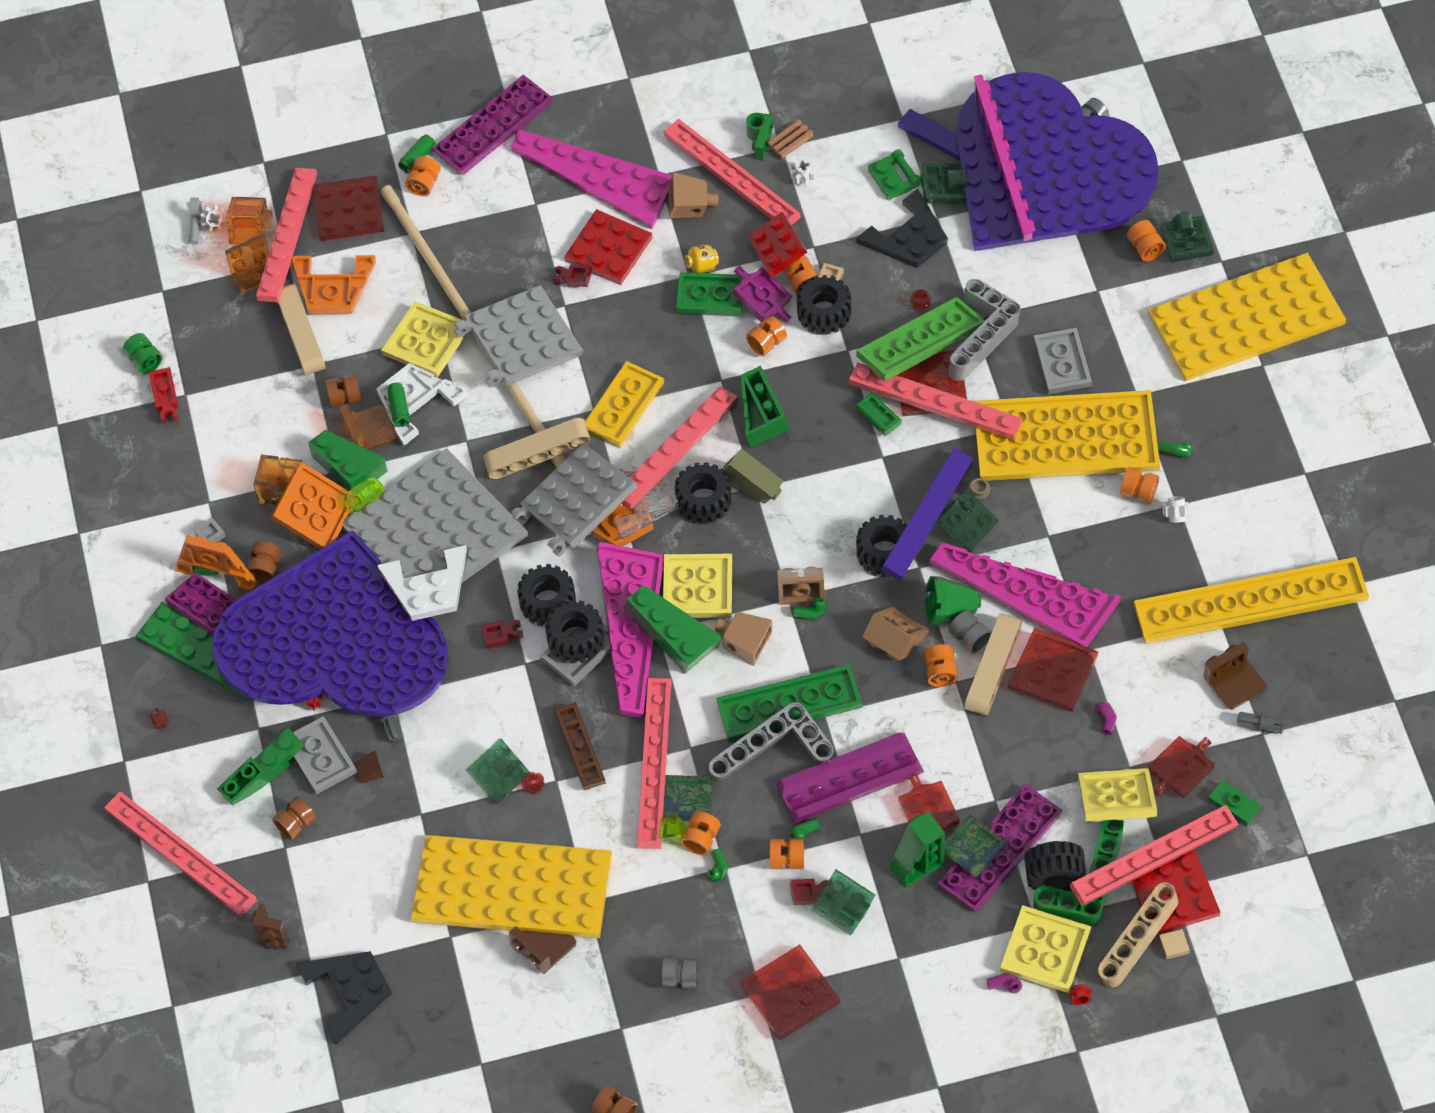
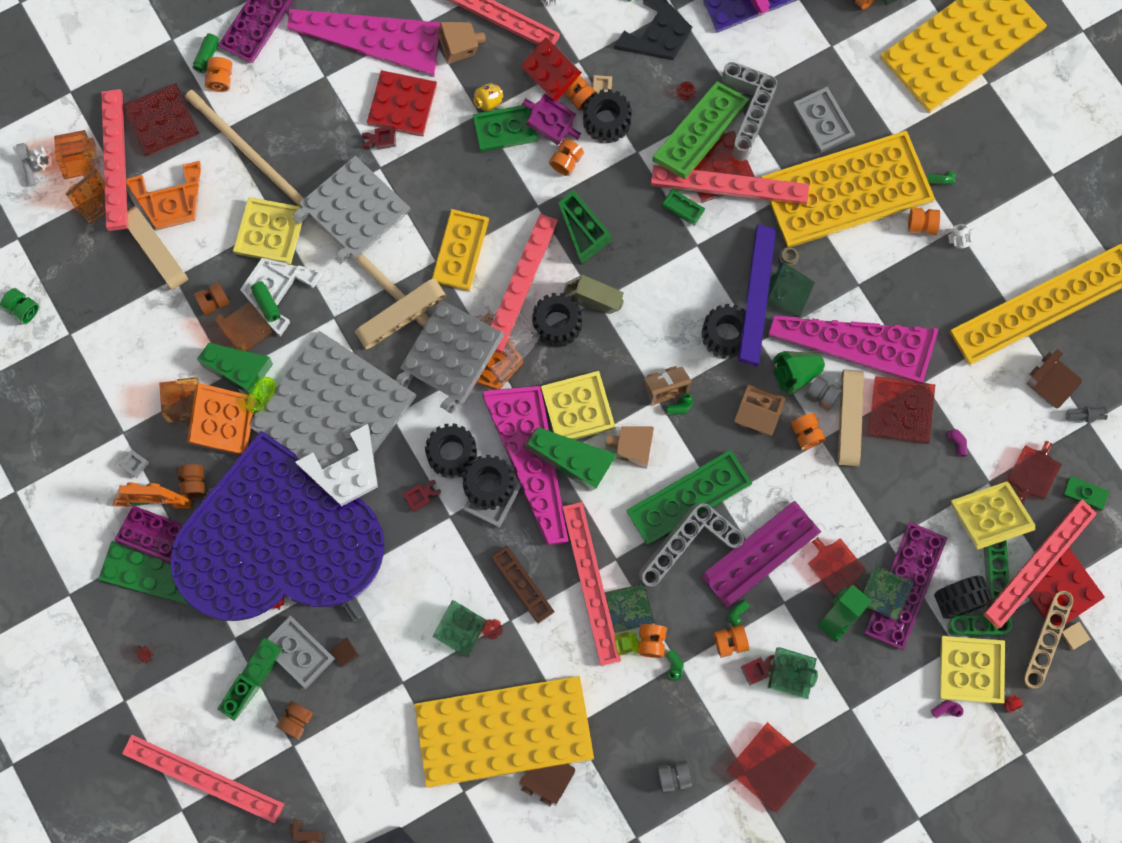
camera: 20 degrees left, 15 degrees up
(164, 393) = (51, 338): red plate -> none

